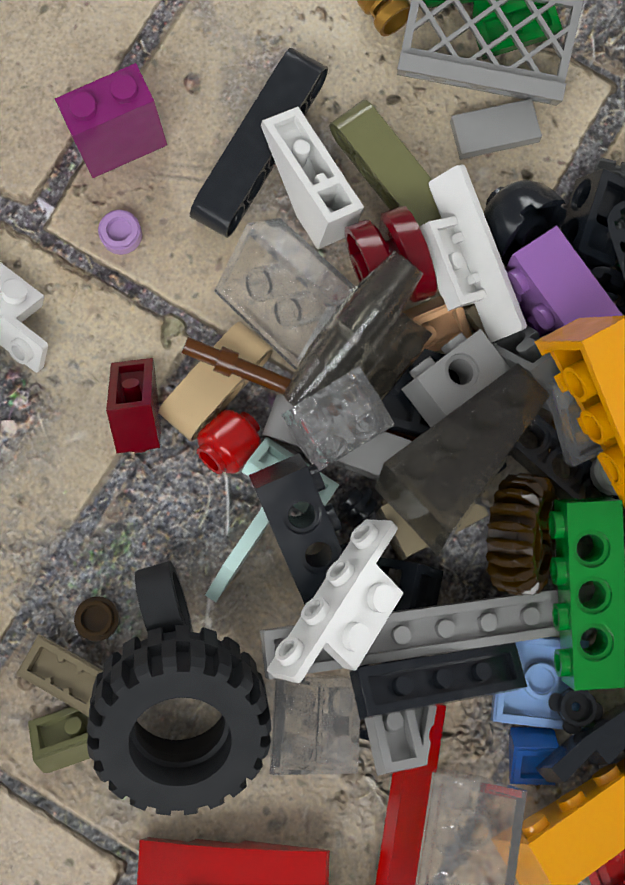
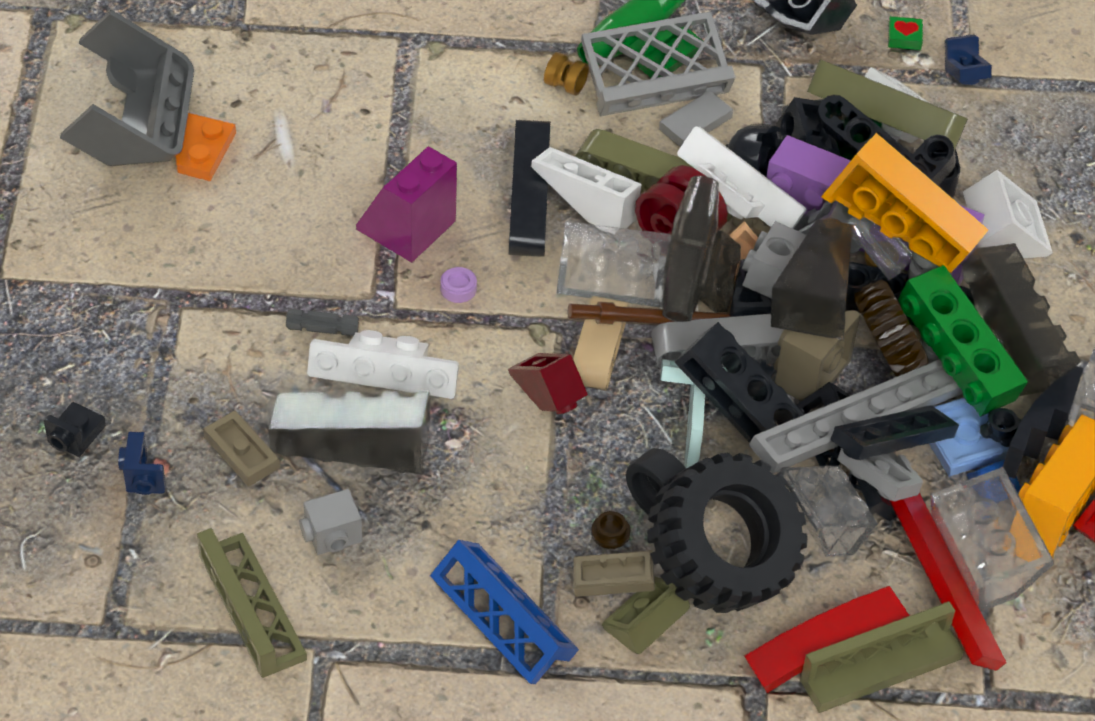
camera: 30 degrees left, 30 degrees down
(228, 441) = (636, 374): red head -> none
(338, 419) = (719, 296): clear brick -> none
(346, 608) = (800, 397): white bracket -> none

